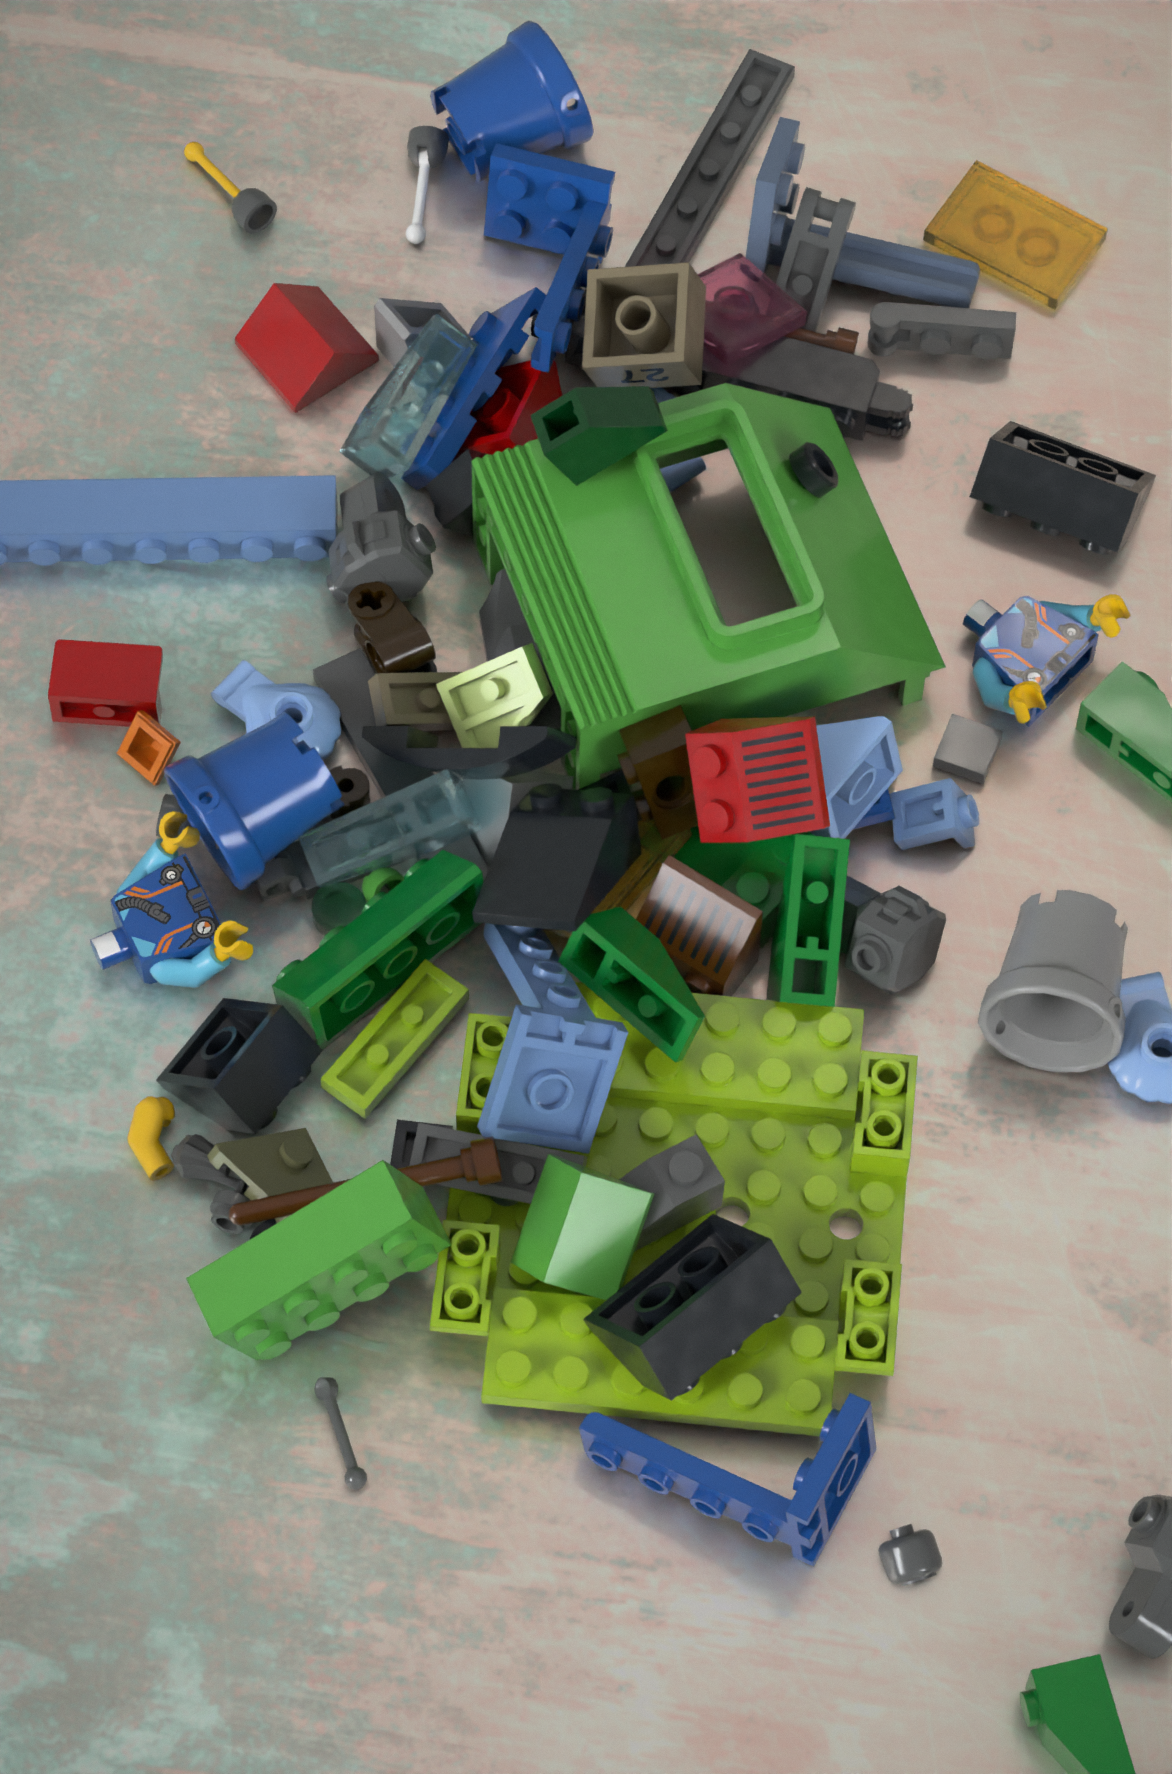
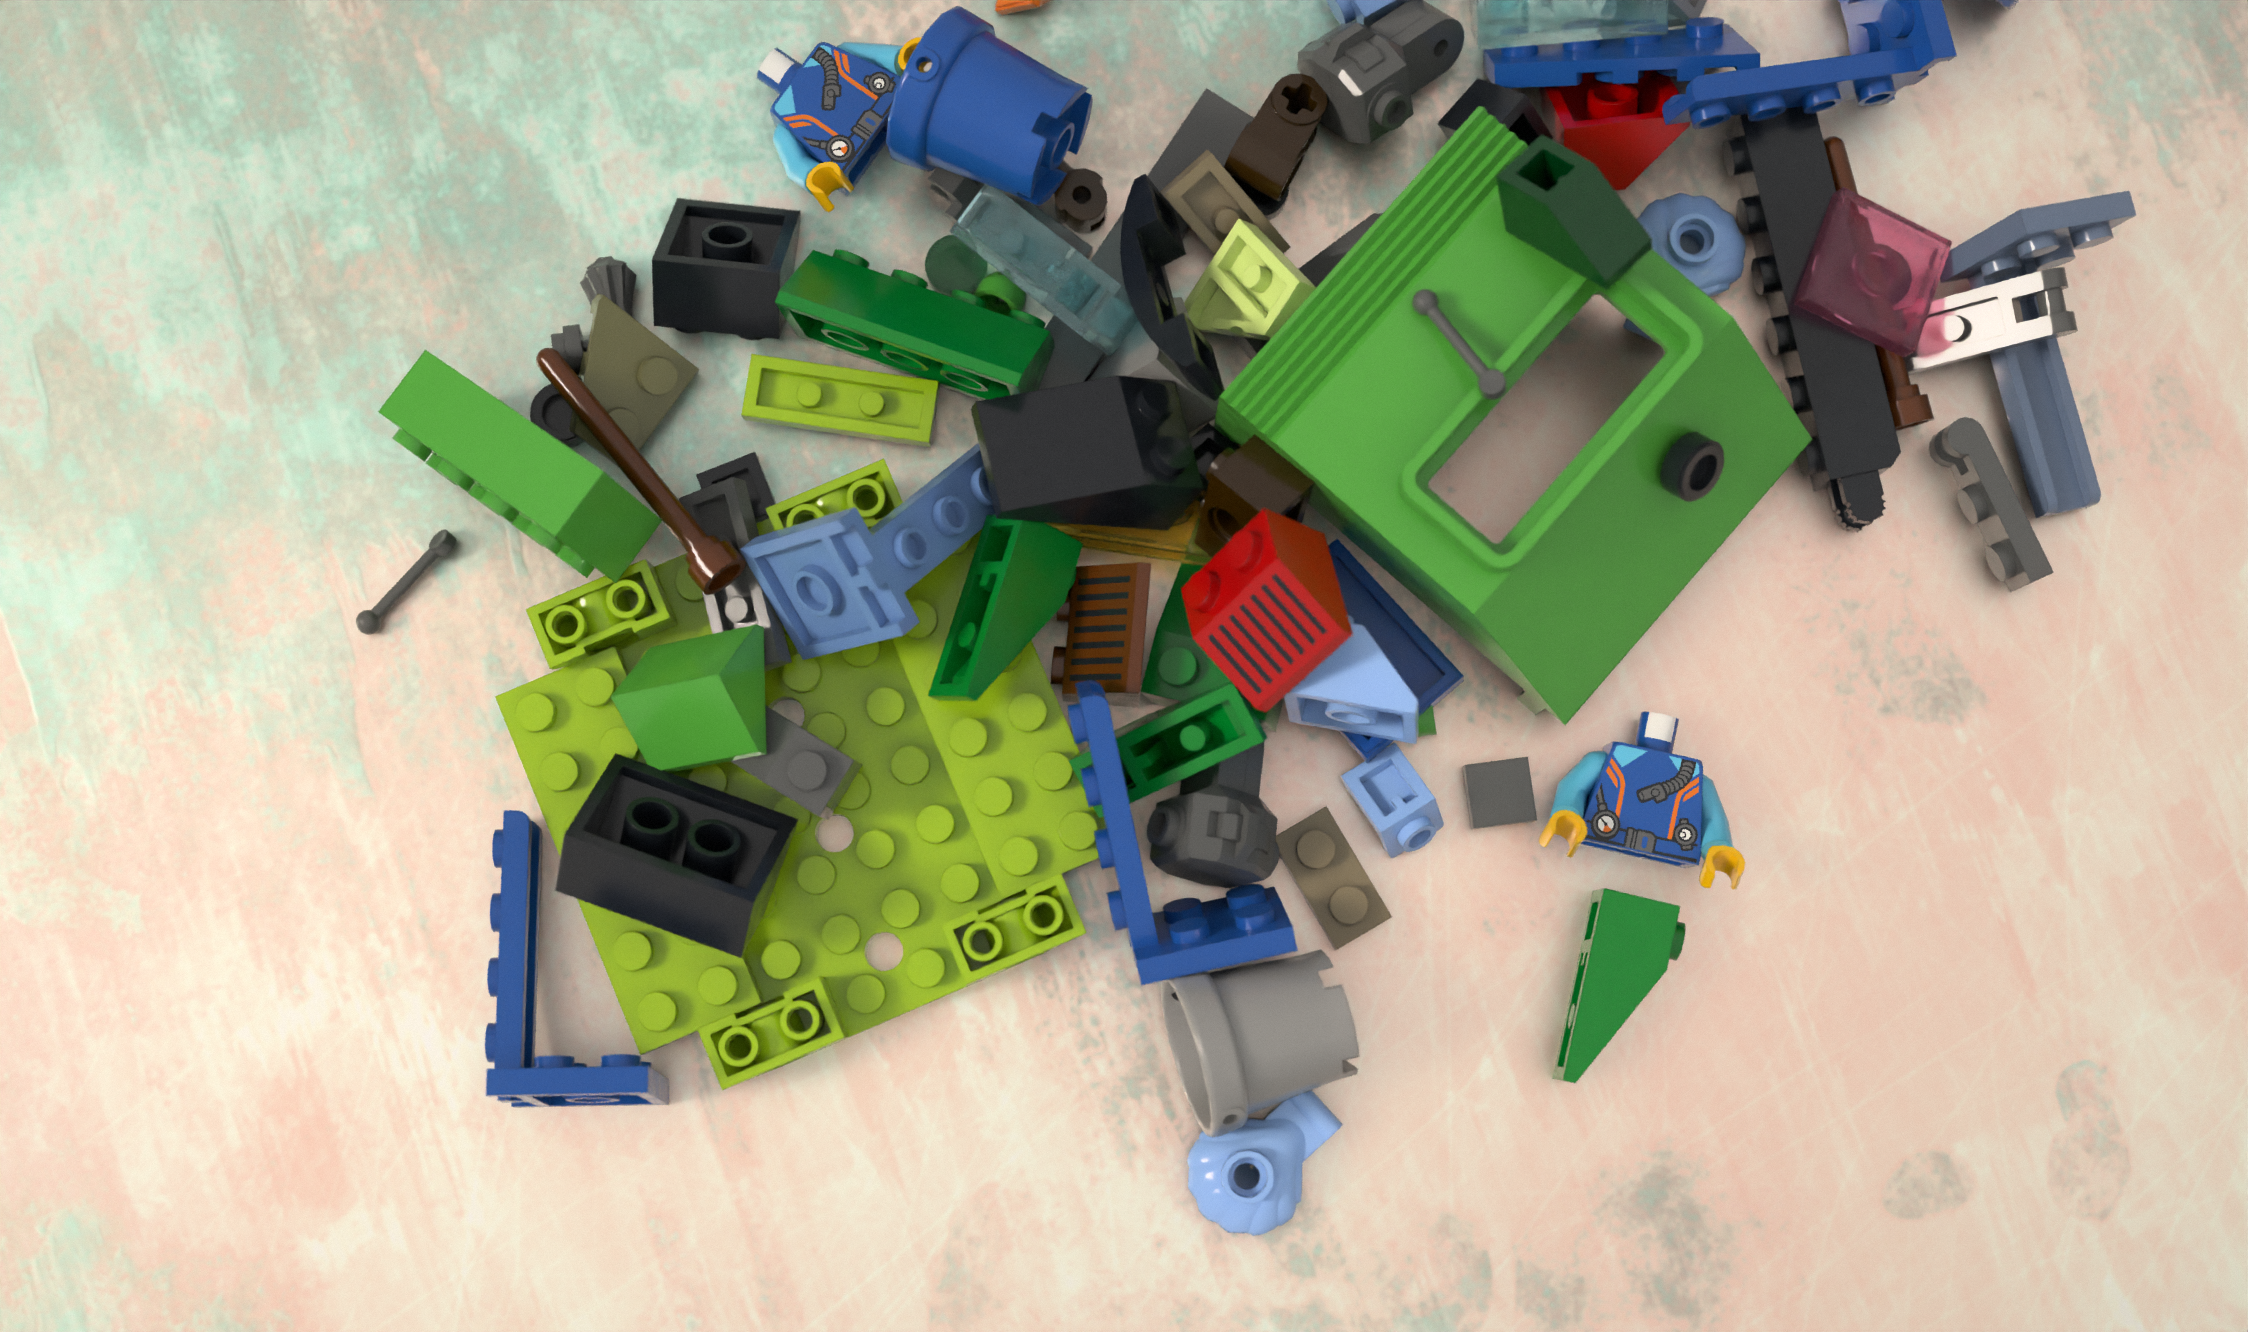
camera: 60 degrees right, 20 degrees up
(144, 1133) = (609, 221): yellow arm -> none
(260, 700) = (1134, 75): light blue animal -> none
(644, 326) = (1777, 192): dark tan brick -> none
(685, 541) = (1491, 382): none -> dark grey hinge
(714, 161) = (2049, 154): dark grey tile -> none
(910, 1555) = (574, 1196): dark grey piece -> none
(932, 1014) = (1187, 933): none -> blue bracket
(970, 889) = (1331, 878): none -> dark tan plate
(1015, 234) = (2168, 517): clear yellow tile -> none
(1061, 487) = (1872, 730): black slope -> none

